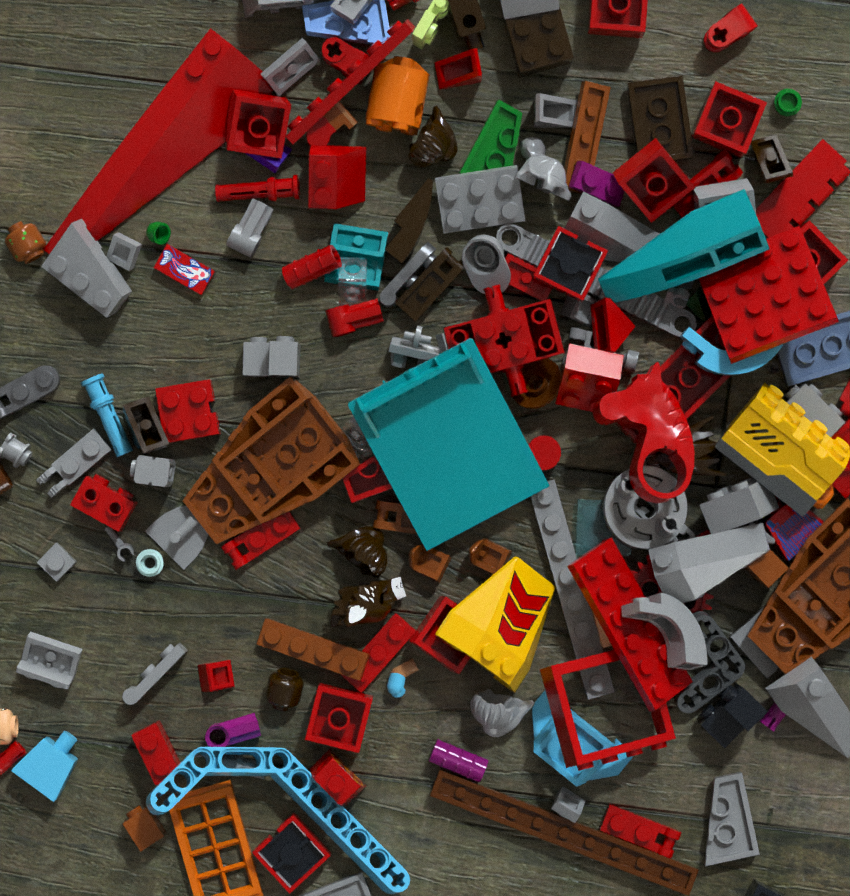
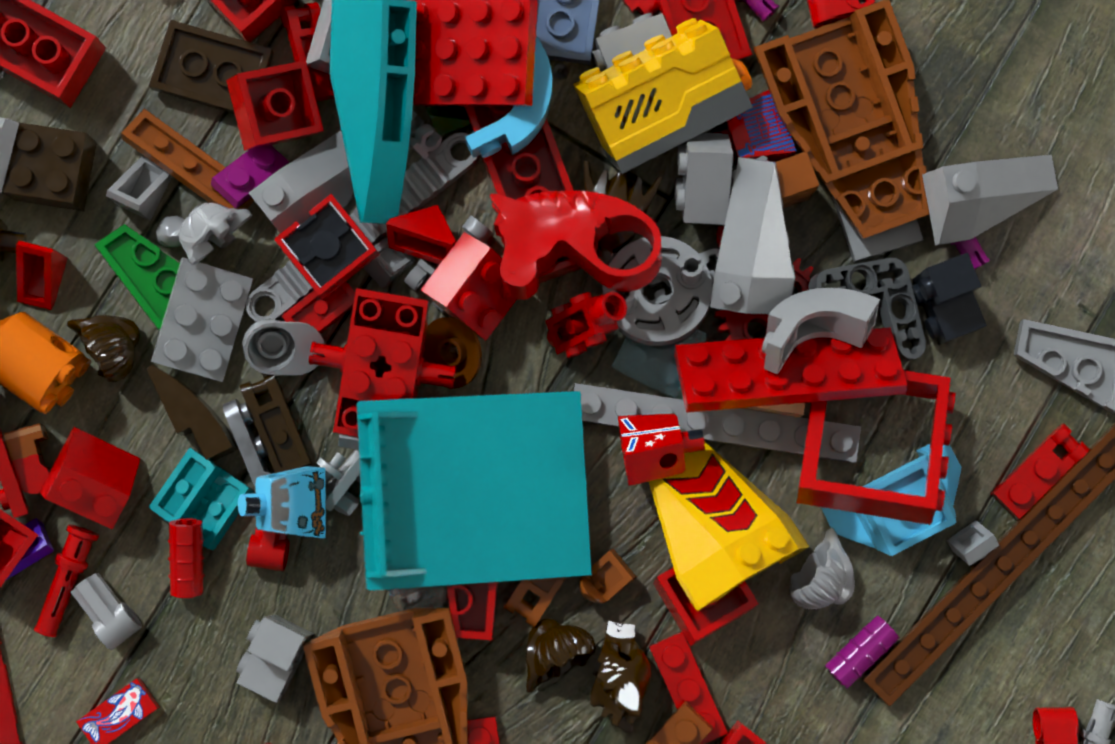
camera: 65 degrees left, 5 degrees down
(158, 232) = (57, 726): green hinge -> none
(352, 285) = (227, 518): clear bracket -> none
(382, 321) = (289, 502): none -> medium azure torso
(397, 678) = (728, 679): arm -> none
(489, 555) = (630, 504): dark orange plate -> none
(535, 555) = (655, 446): none -> red torso
(546, 451) = (537, 377): red piece -> none
(598, 467) = (584, 322): none -> red brick

